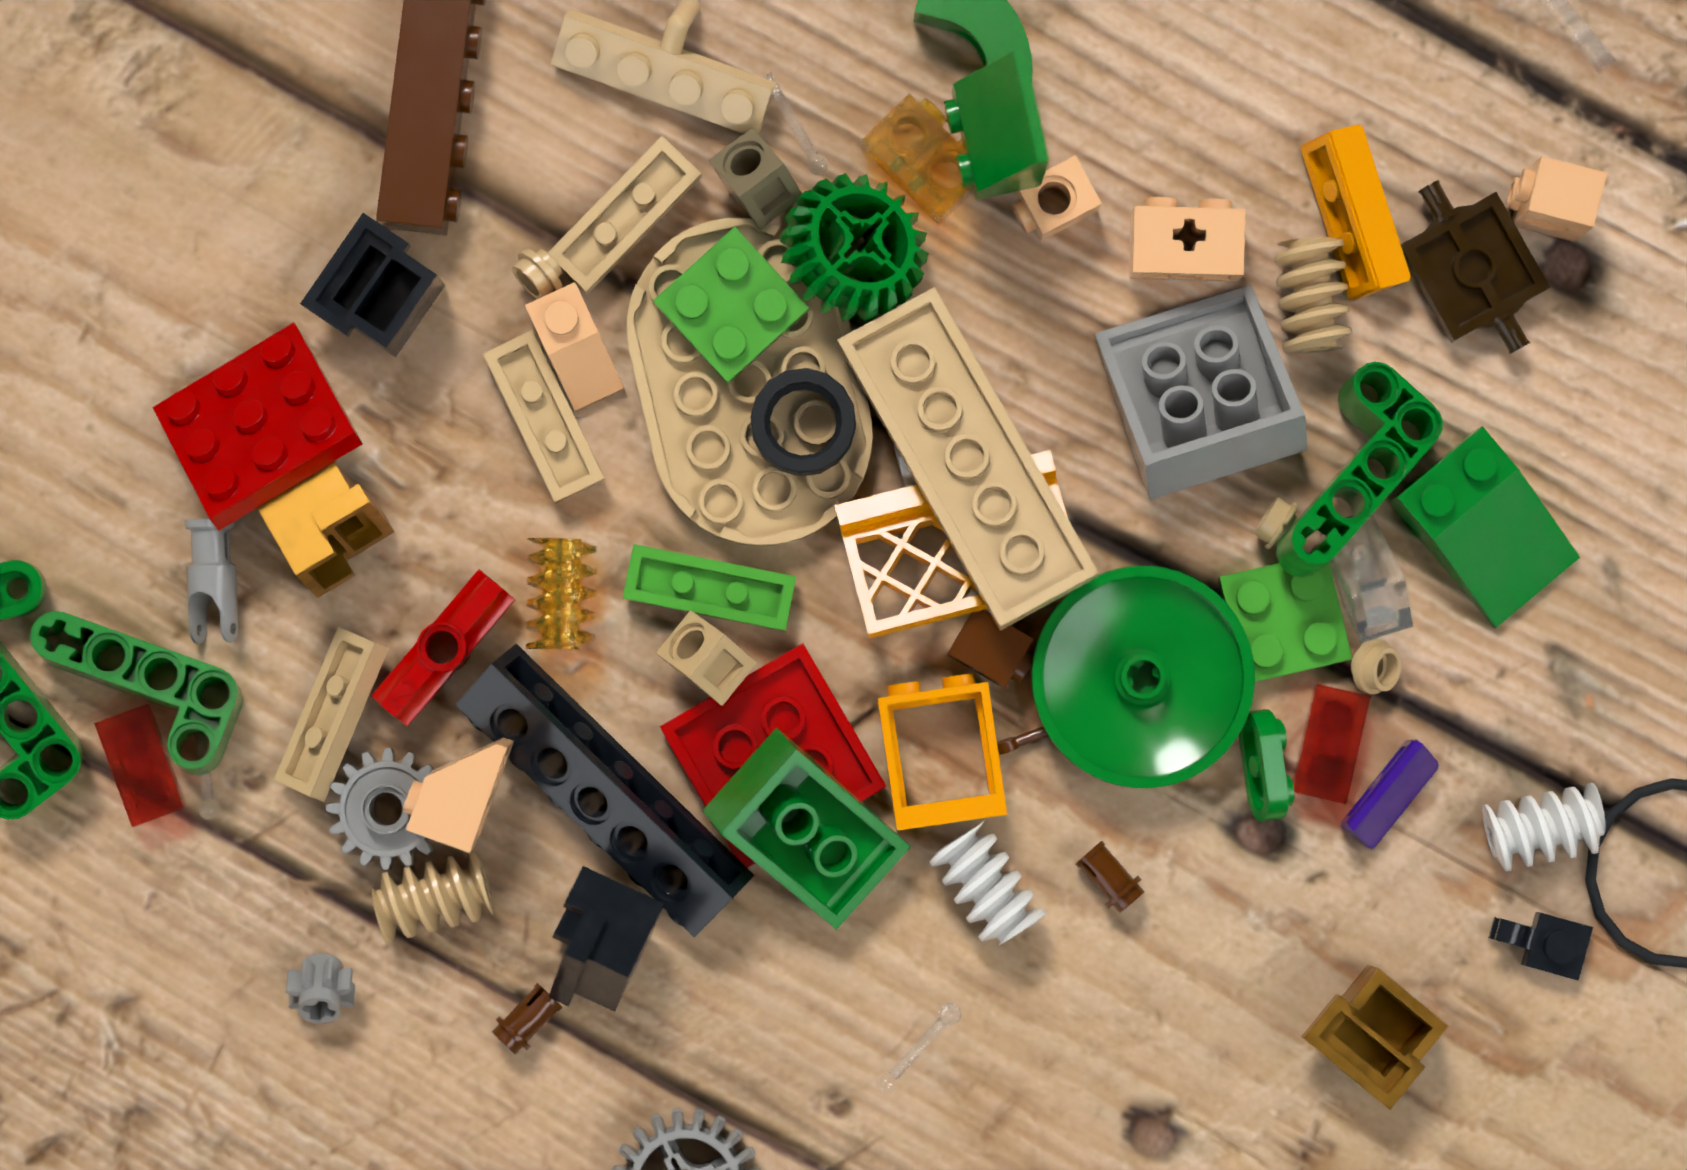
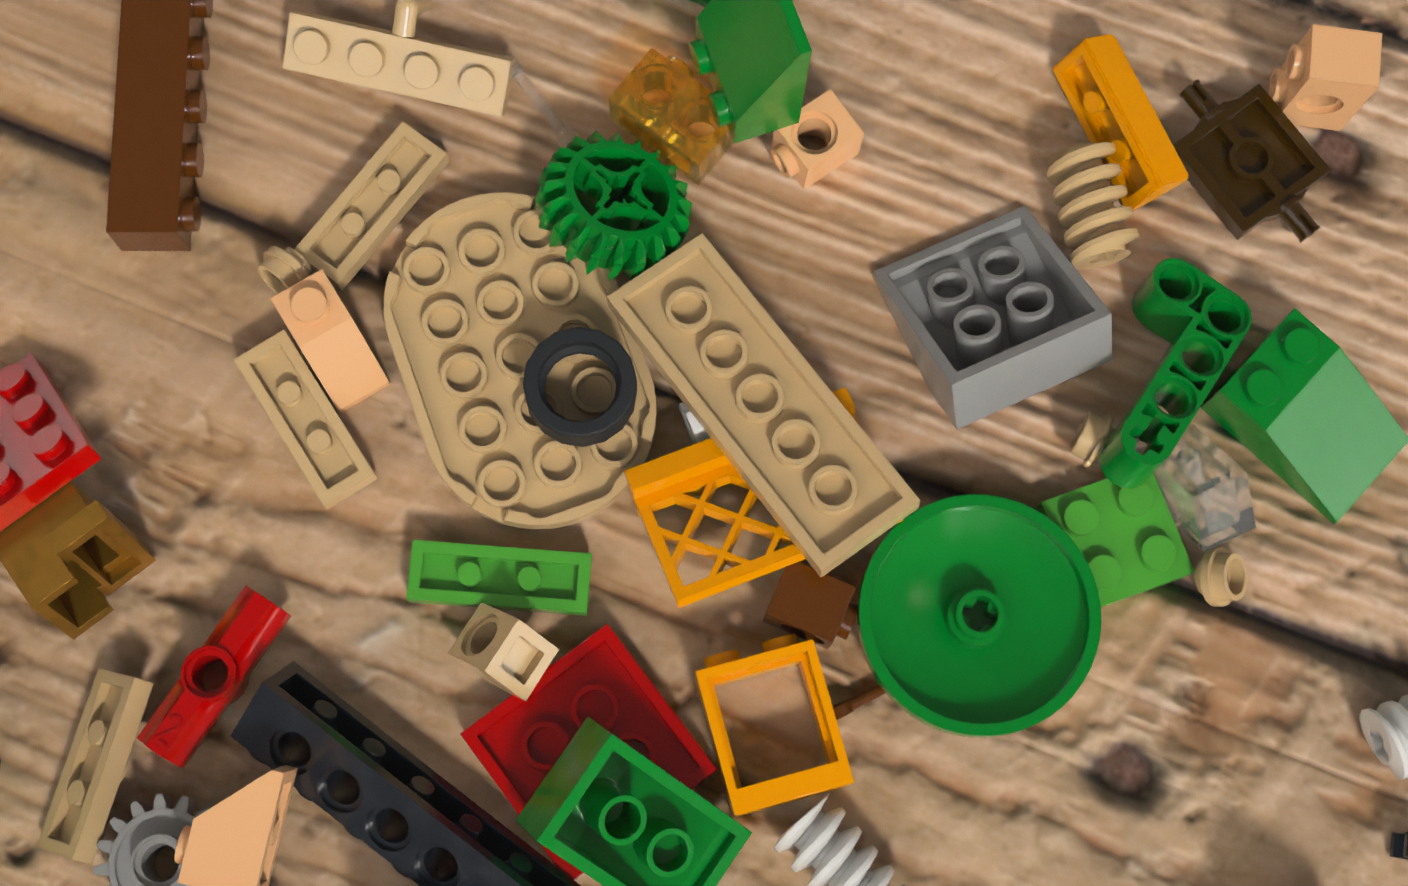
camera: 10 degrees left, 10 degrees down
(374, 287) = (112, 303): black plate -> none
(560, 594) = (337, 602): clear yellow piece -> none
(731, 305) = (491, 278): bright green plate -> none
(756, 178) = (503, 149): dark tan brick -> none
(1110, 877) = (974, 841): reddish brown pin -> none
(1159, 257) = (931, 183): light nougat brick -> none
(1266, 781) = (1122, 698): green plate -> none
(1330, 743) = (1187, 665): clear red plate -> none
(1390, 793) = (1258, 710): dark purple slope -> none

